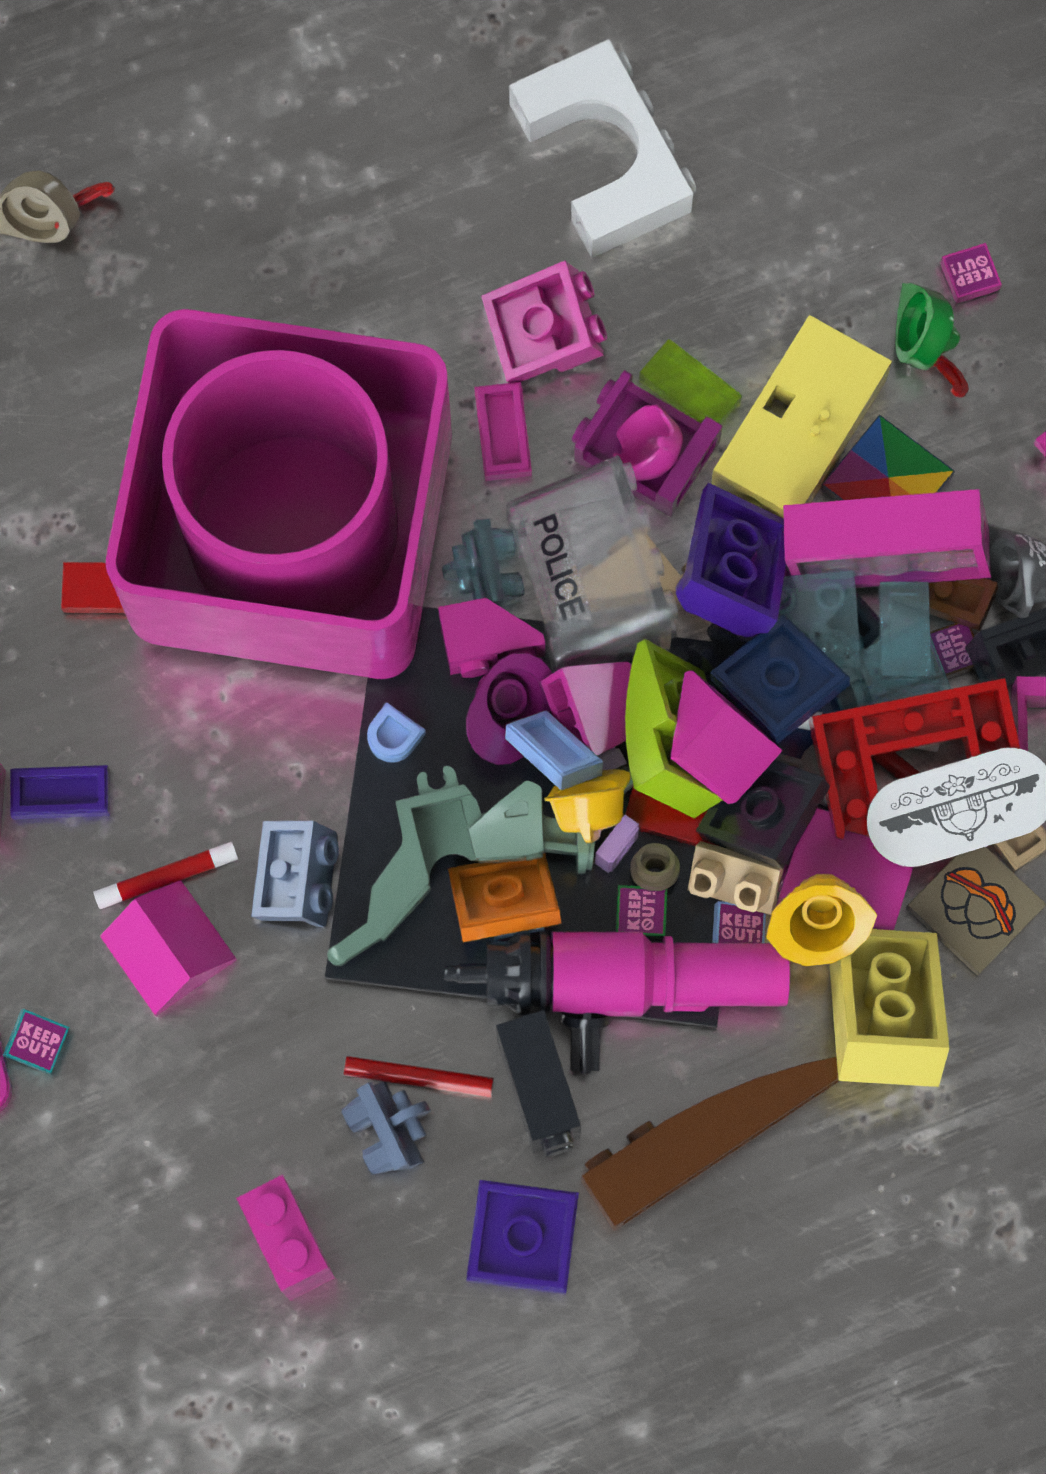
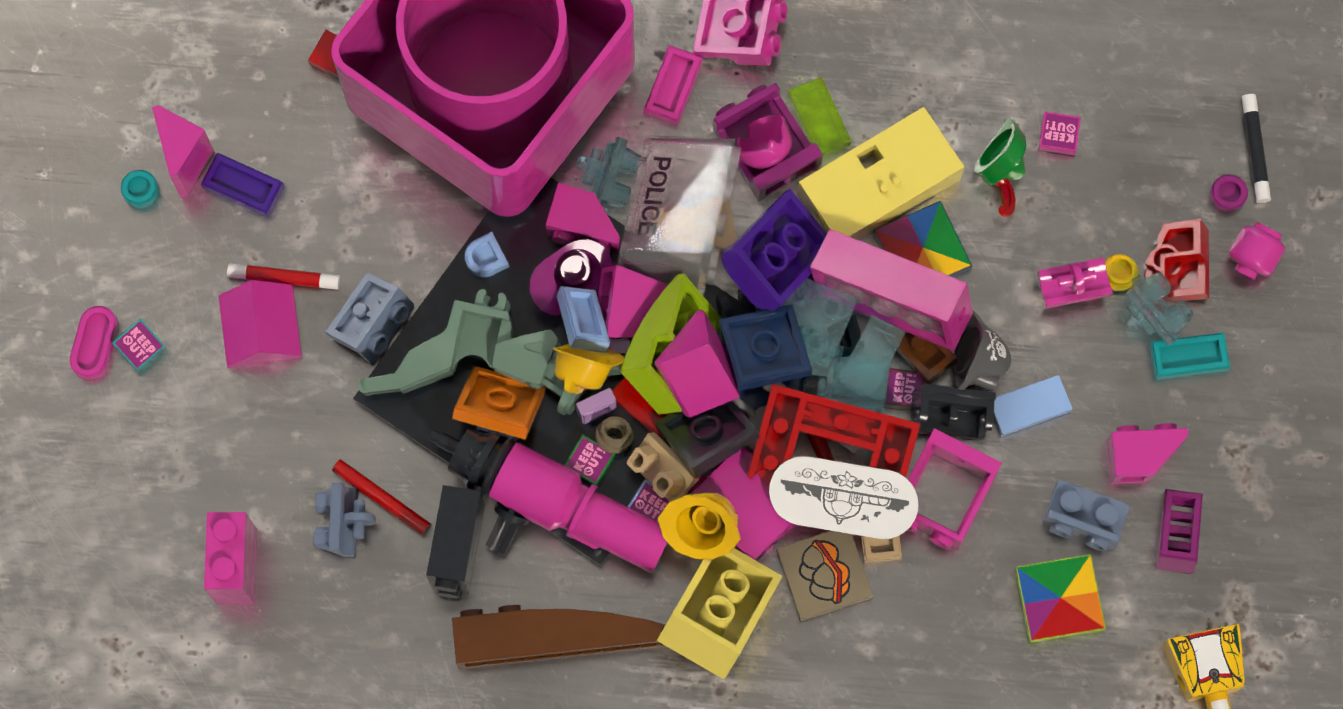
camera: 25 degrees right, 0 degrees up
(522, 1237) = (394, 640): dark purple tile -> none

